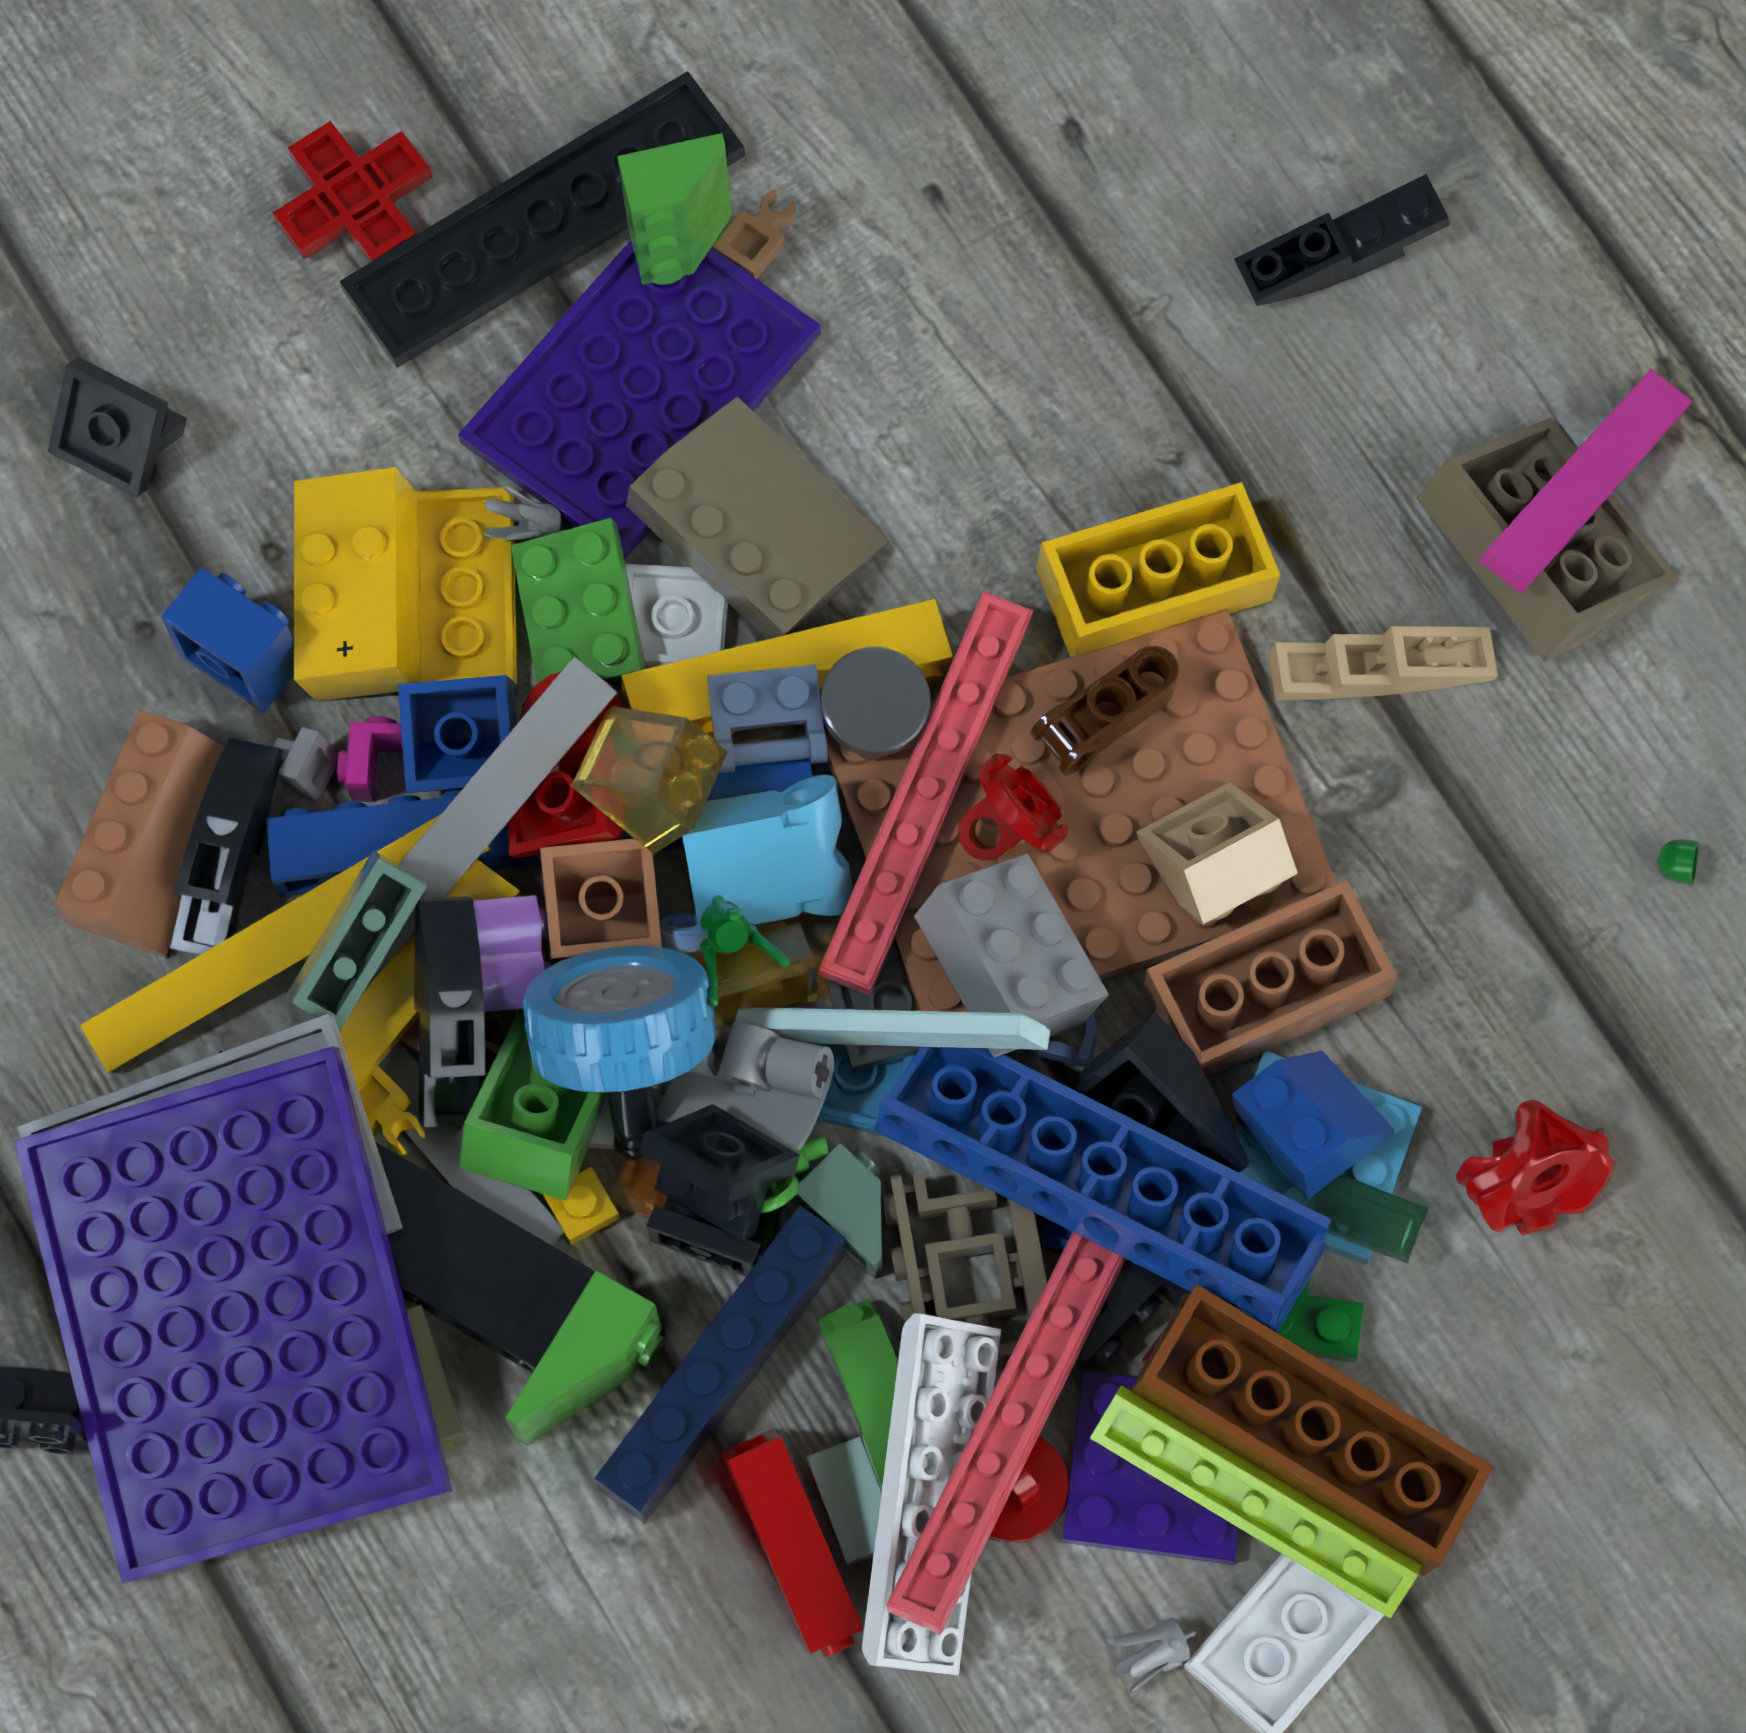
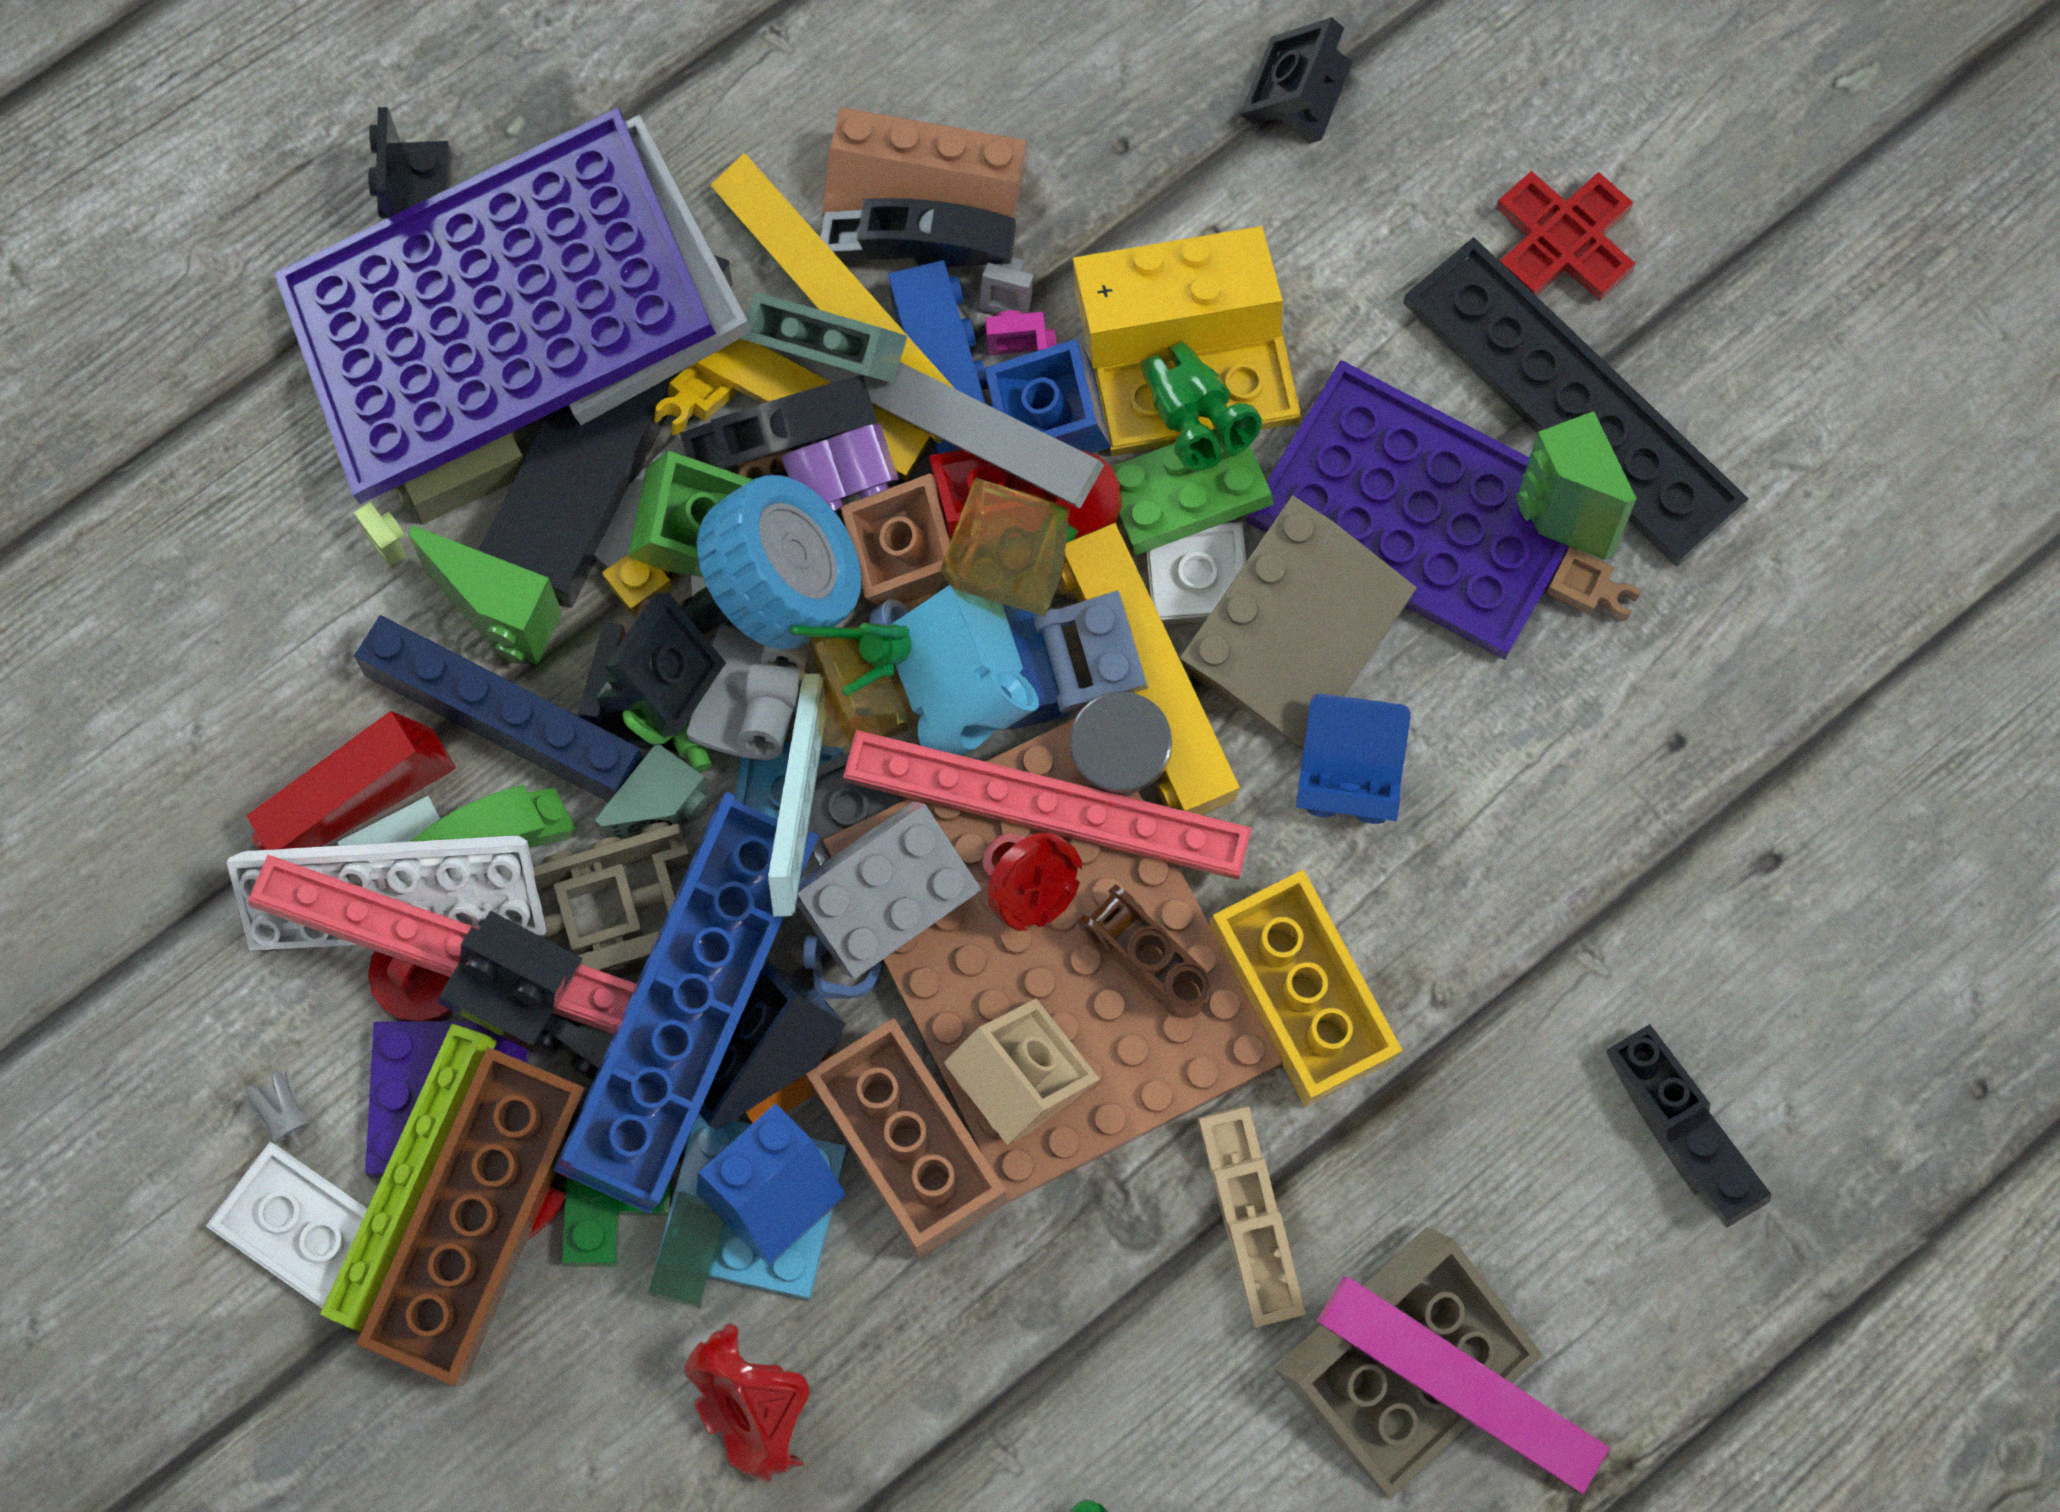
camera: 80 degrees right, 0 degrees up
(232, 637) = (1106, 199): blue brick -> none
(473, 582) = (1195, 392): none -> green piece
(480, 1481) = (382, 532): none -> yellowish green plate
(533, 518) = (1271, 439): light grey piece -> none
(918, 489) = (1353, 758): none -> blue bracket
(1063, 1353) = (509, 980): none -> black bracket

